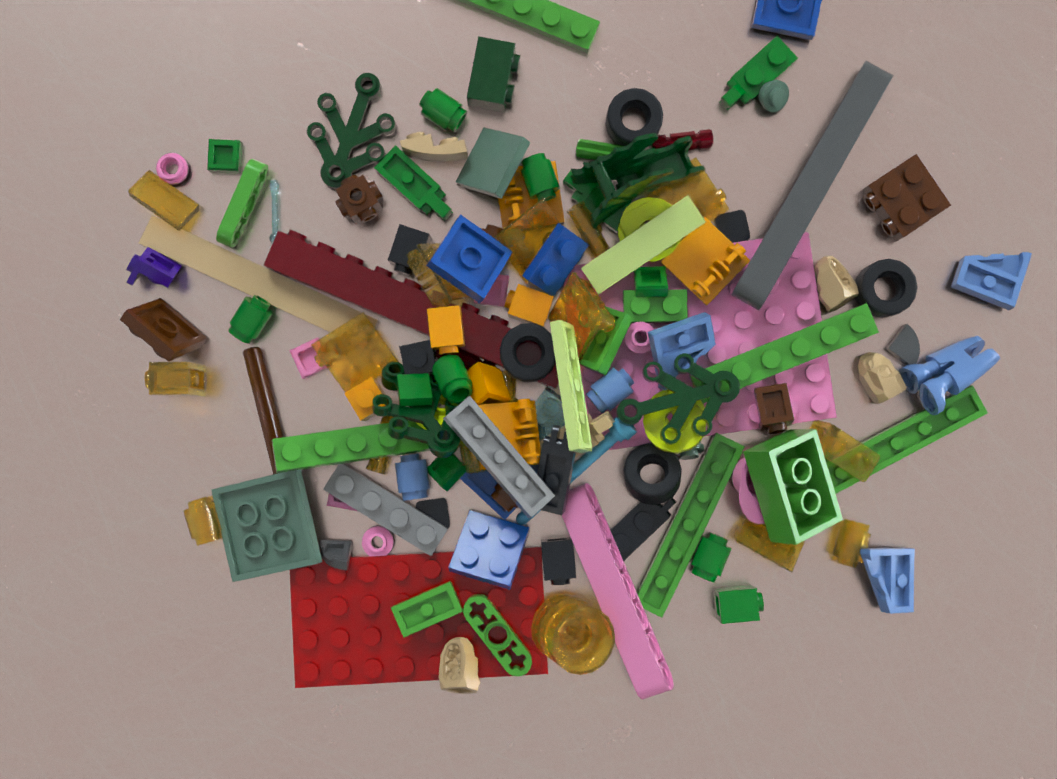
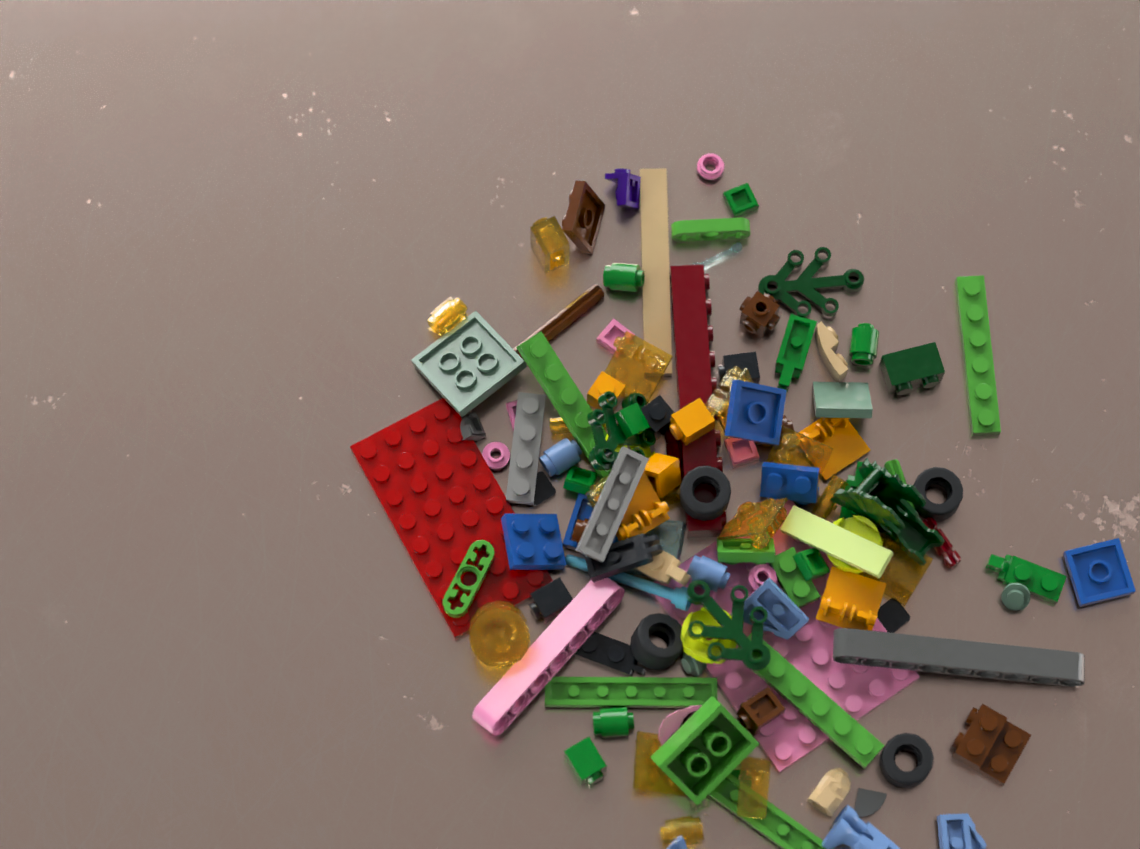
camera: 65 degrees right, 15 degrees down
(163, 200) = (682, 172): clear yellow tile -> none
(427, 608) = (463, 513): bright green plate -> none
(452, 378) = (656, 443): green brick -> none
(459, 667) = (428, 559): tan rock -> none
(528, 305) = (743, 482): light orange brick -> none
(539, 177) = (849, 441): green brick -> none
(571, 387) = (694, 534): yellowish green tile -> none
(834, 283) = (887, 717): tan rock -> none

